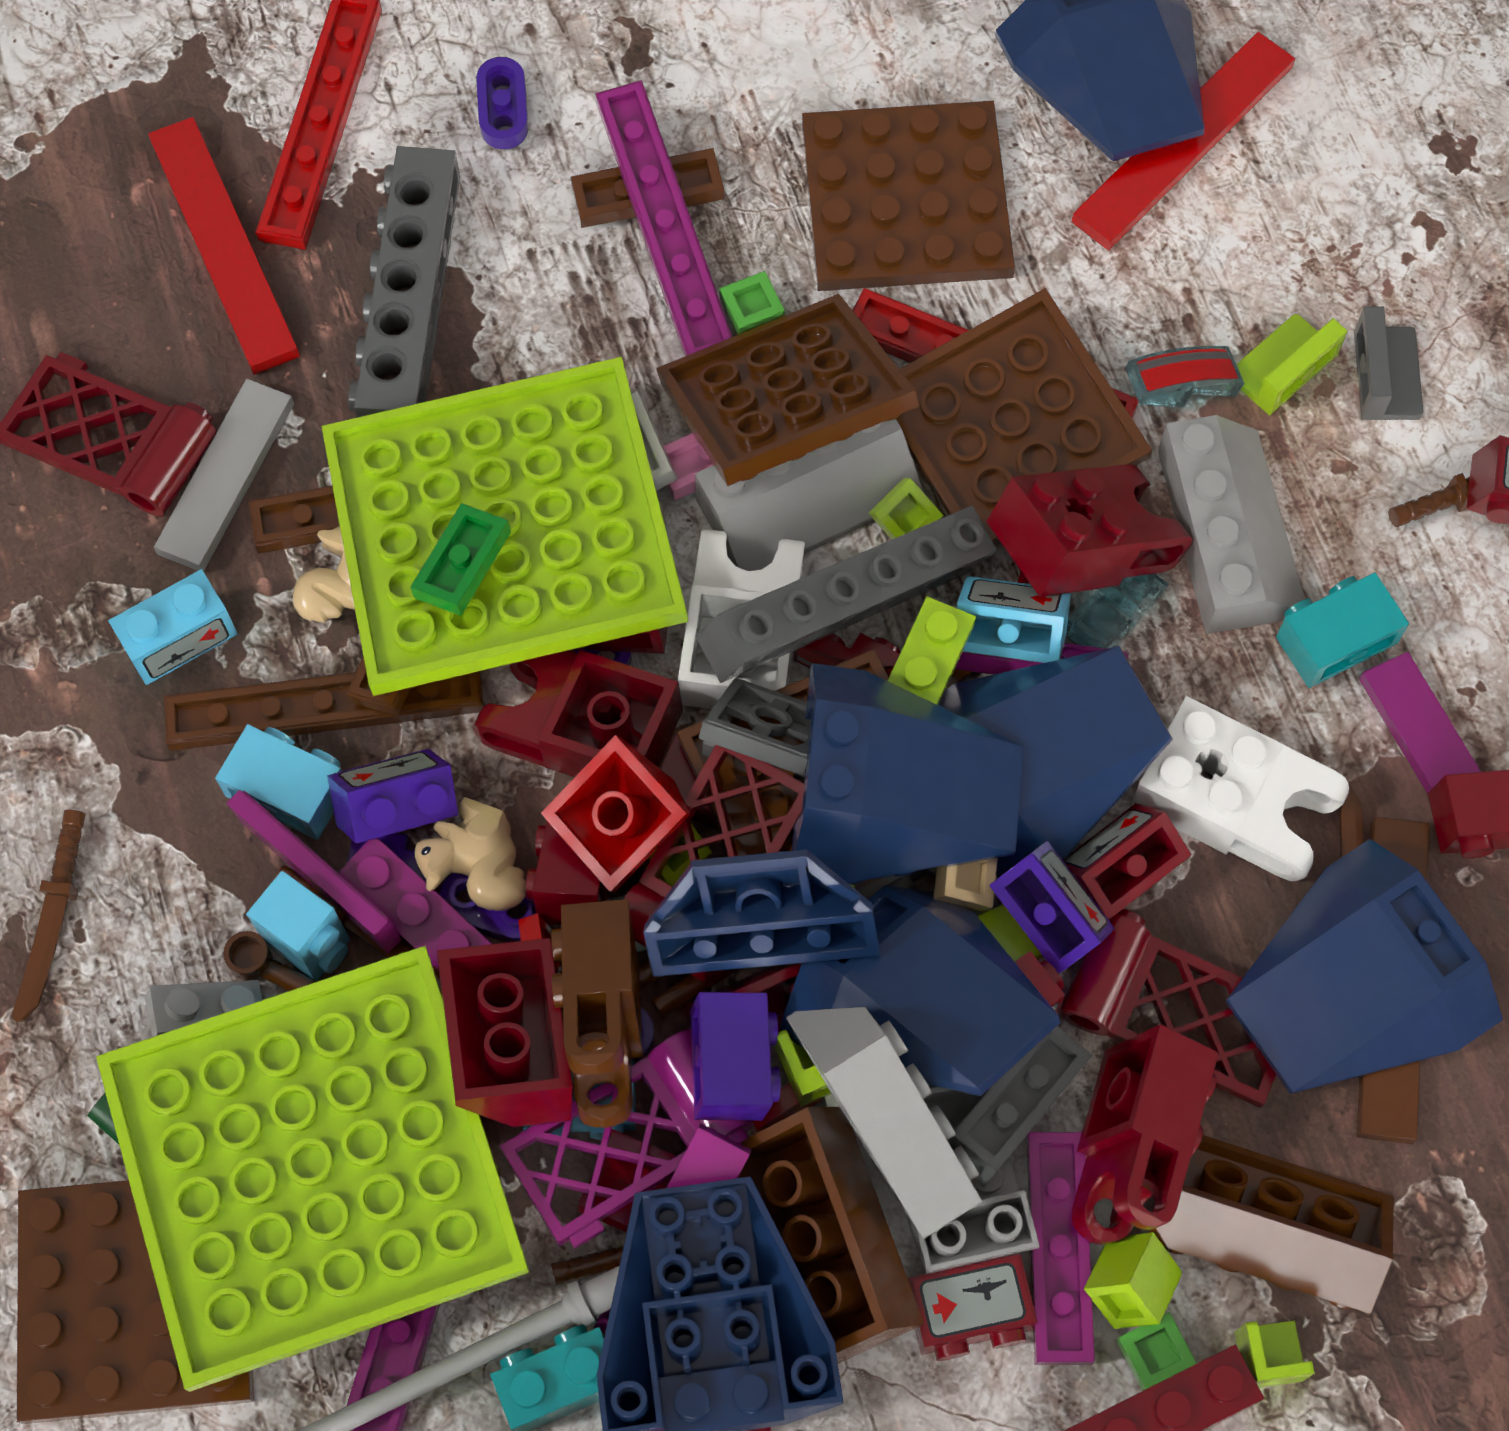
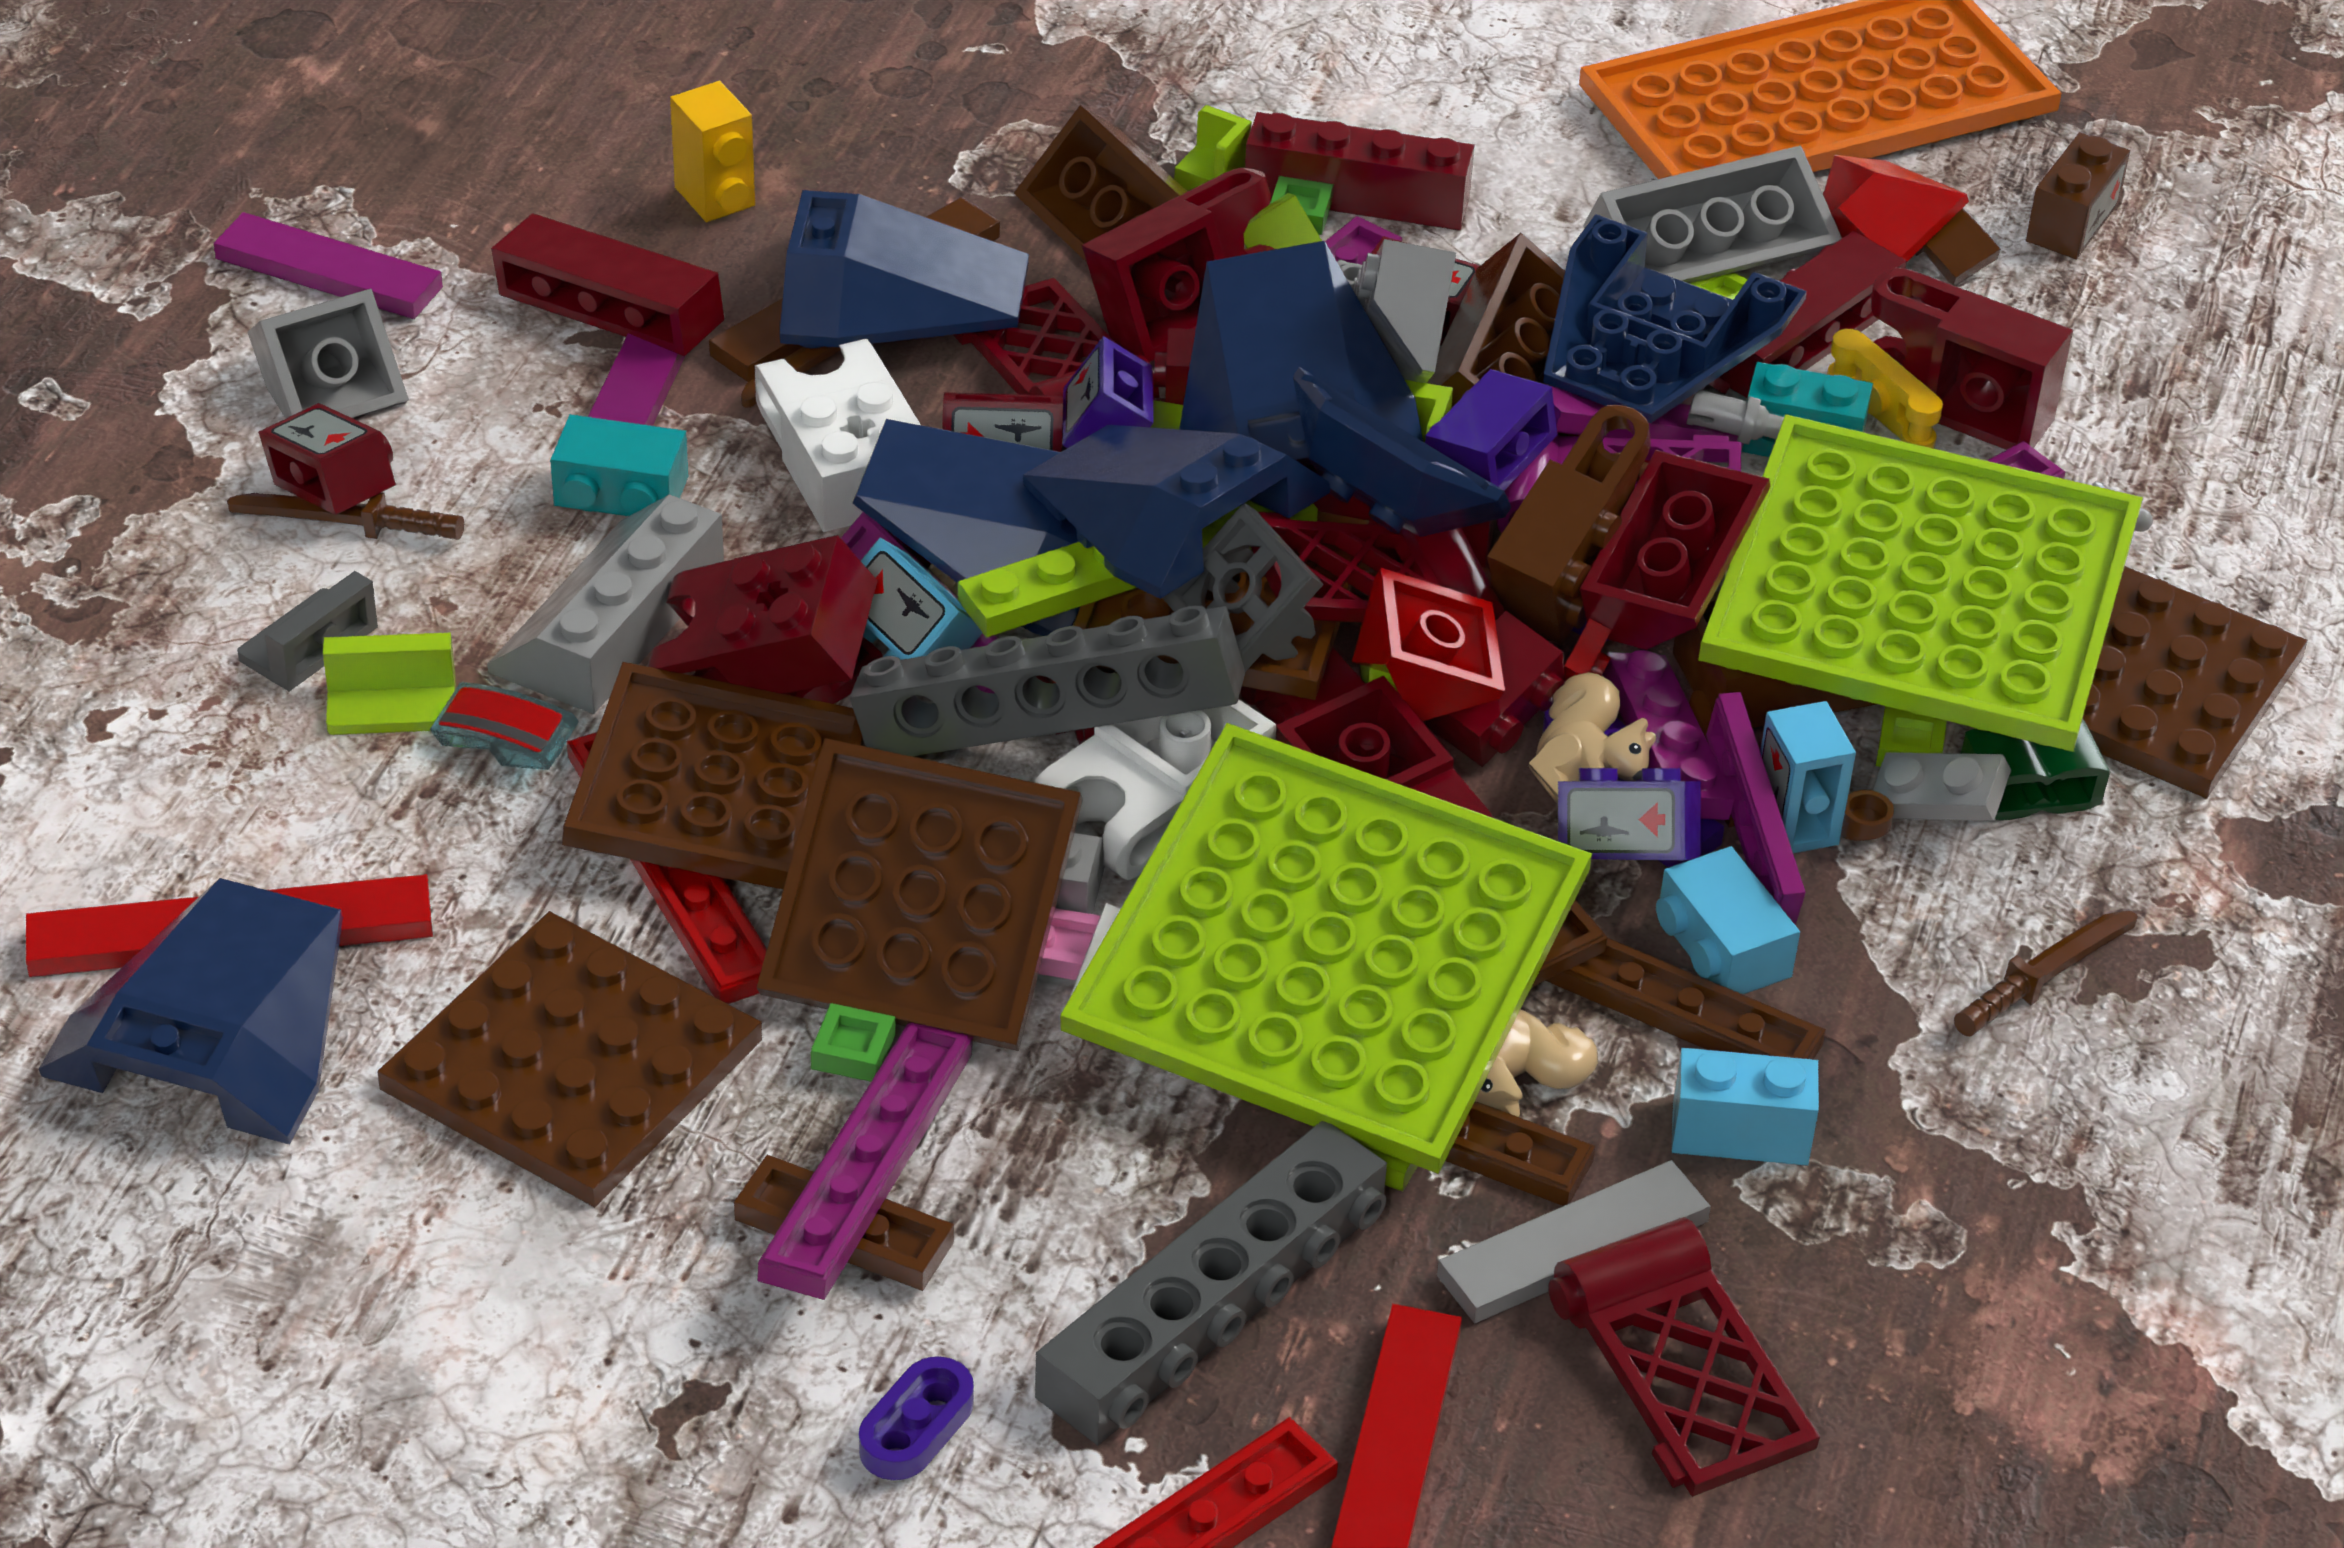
camera: 145 degrees left, 25 degrees down
(460, 559) = (1410, 885): green plate -> none

